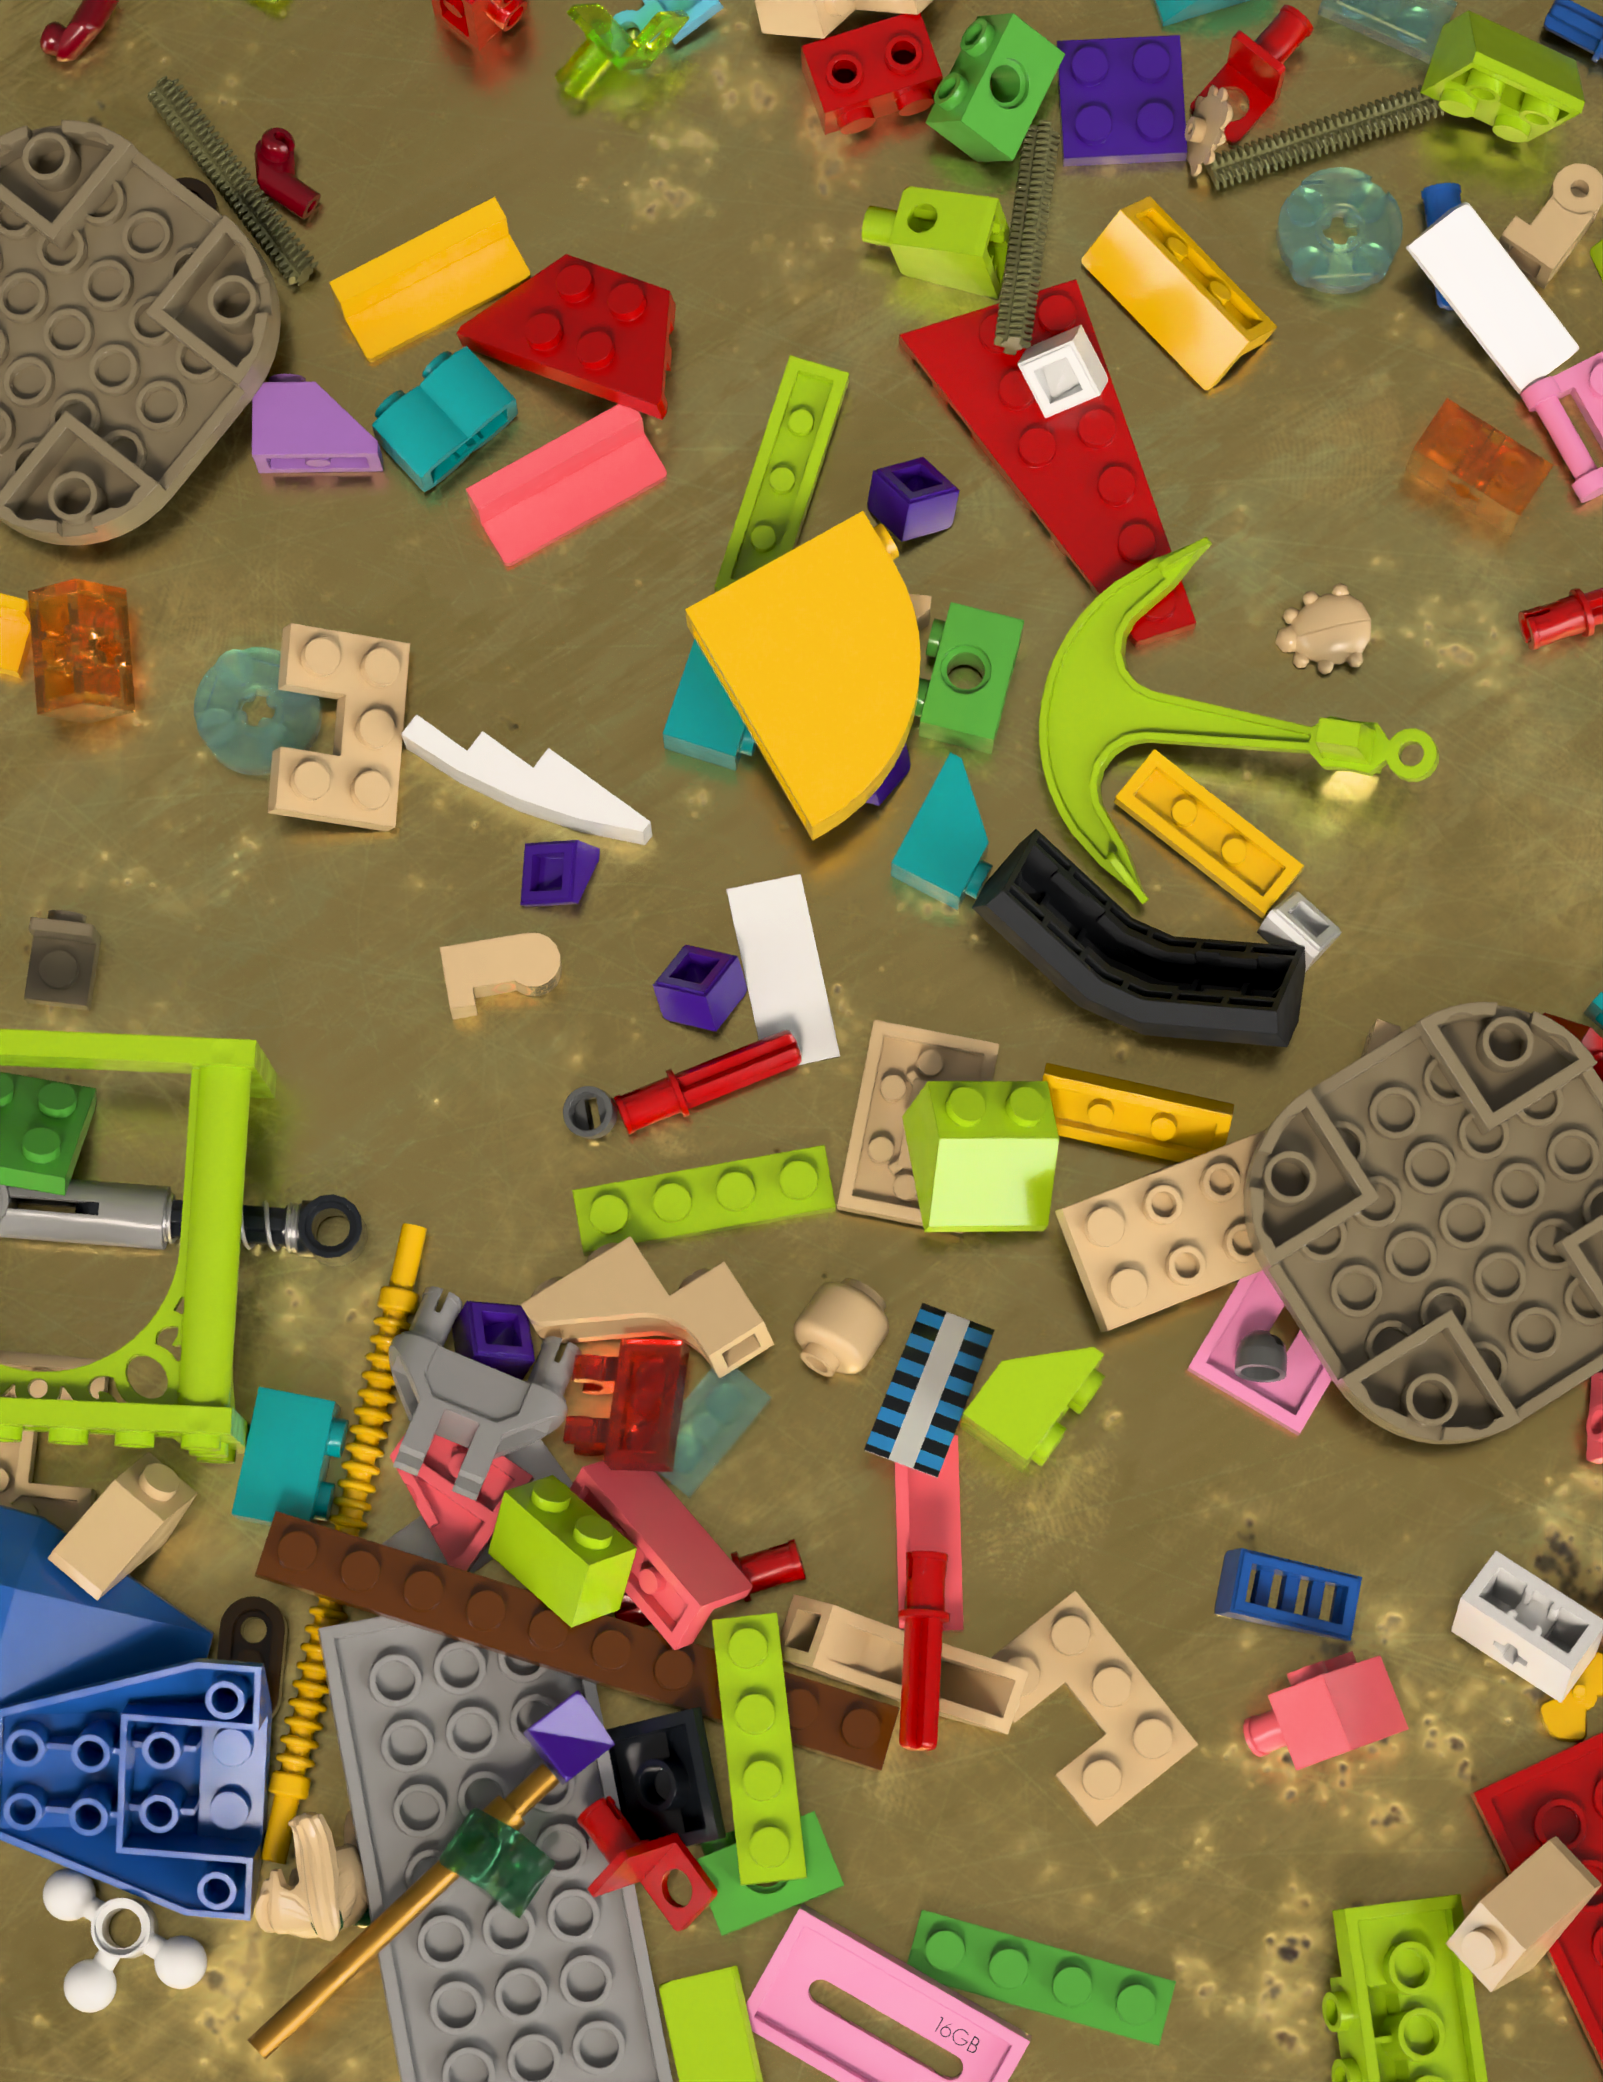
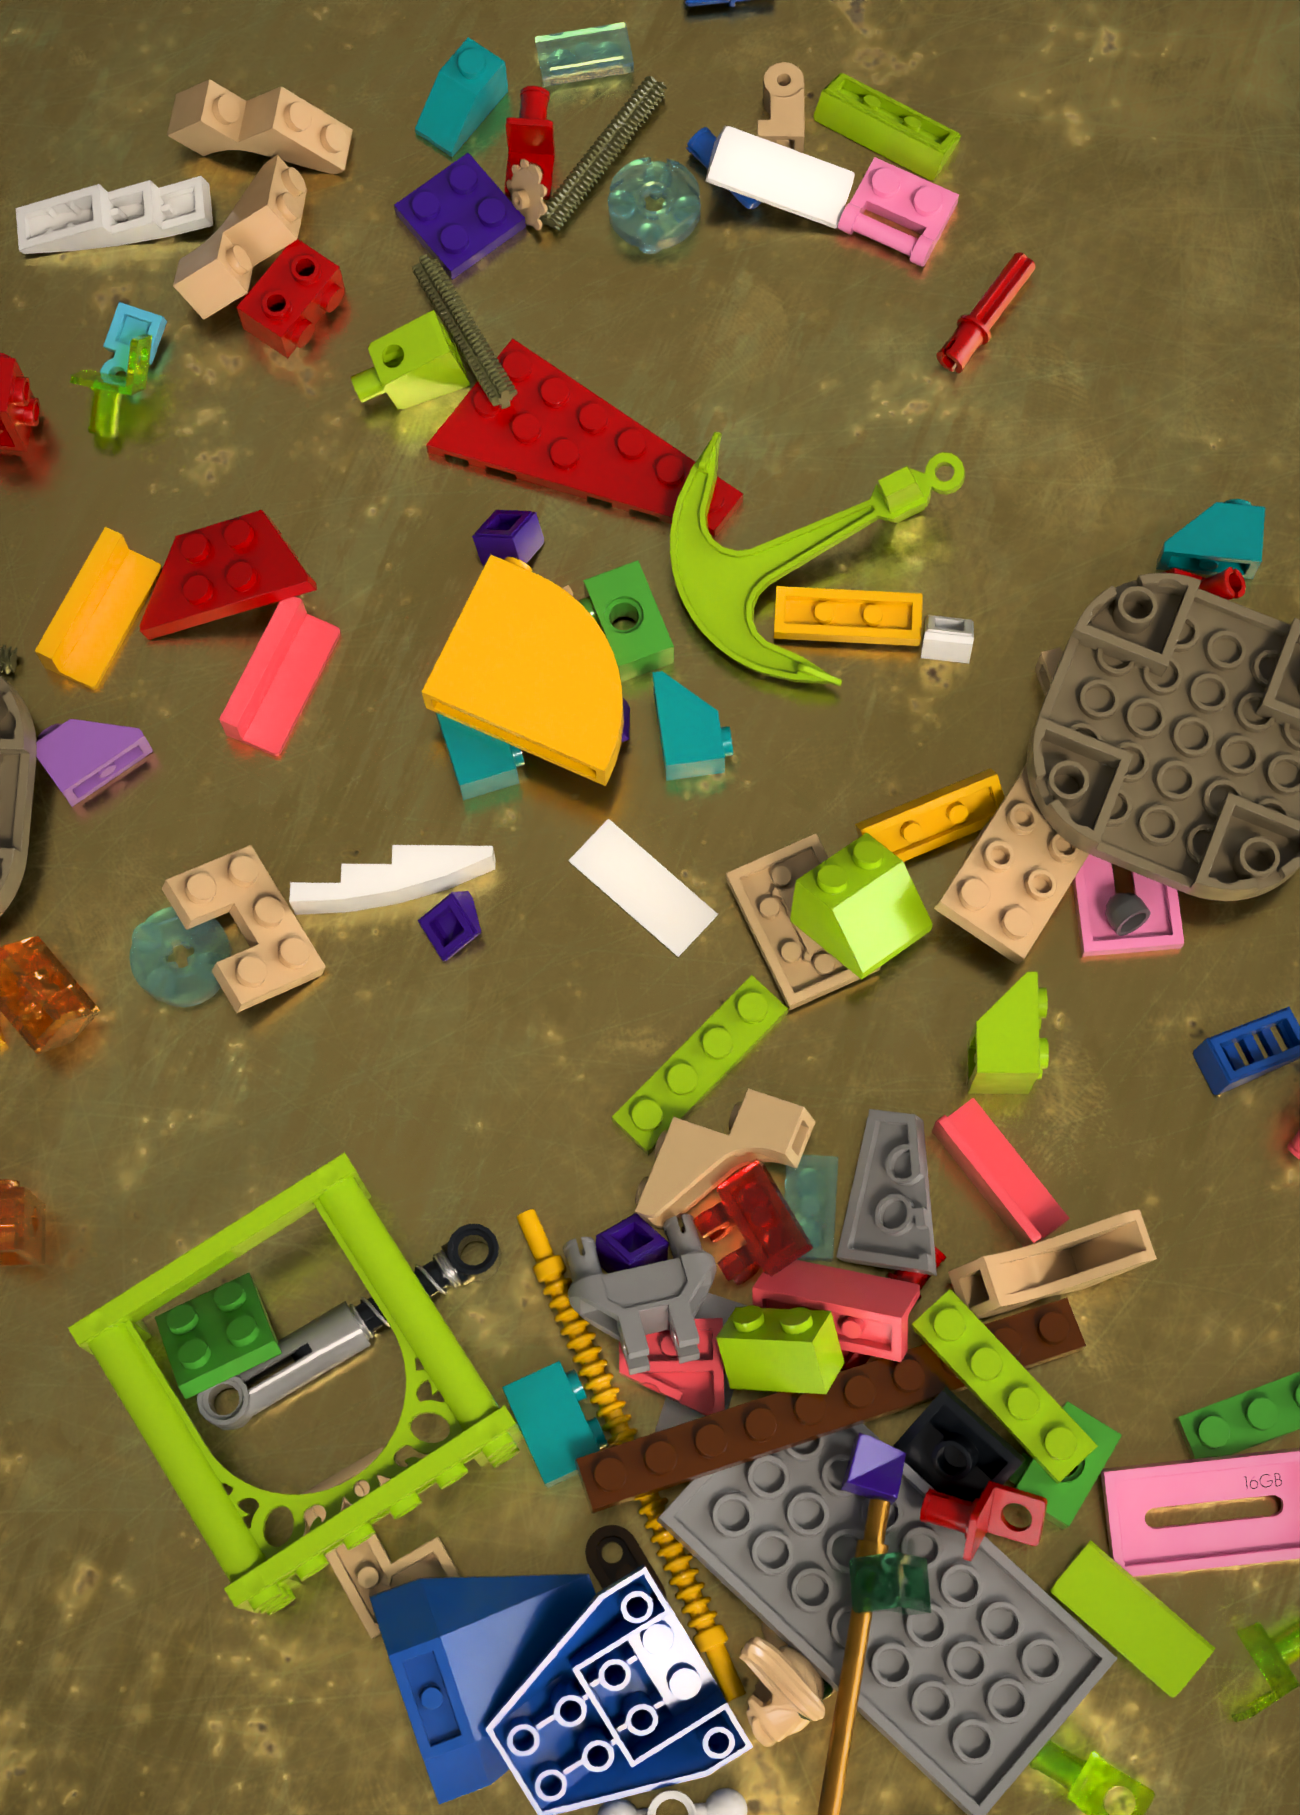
camera: 35 degrees left, 5 degrees down
(62, 960) = (166, 1205): dark tan bracket -> none
(123, 1526) = (478, 1544): tan slope -> none
(443, 417) = (170, 688): teal brick -> none
(499, 966) = (469, 997): tan leg -> none
(579, 1116) = (580, 1067): dark grey hinge -> none
(700, 987) = (598, 931): dark purple slope -> none
(707, 1081) = (646, 988): red axle -> none
(785, 468) = (414, 574): lime plate -> none
(792, 1477) = (890, 1198): none -> light grey wing
(841, 1327) = (849, 1081): tan head -> none
(922, 1648) = (1048, 1224): red axle -> none
(929, 1390) = (936, 1080): sticker -> none
(1021, 68) = (377, 254): bright green brick -> none
(1063, 371) = (548, 394): white slope -> none
(1132, 969) = (868, 729): black piece -> none
(1138, 1726) = (1223, 1200): tan plate -> none
(1176, 292) = (580, 306): yellow panel -> none
(1326, 630) = (826, 446): tan piece -> none
(1478, 467) = (847, 284): clear orange brick -> none
(1502, 79) = (689, 45): lime slope -> none

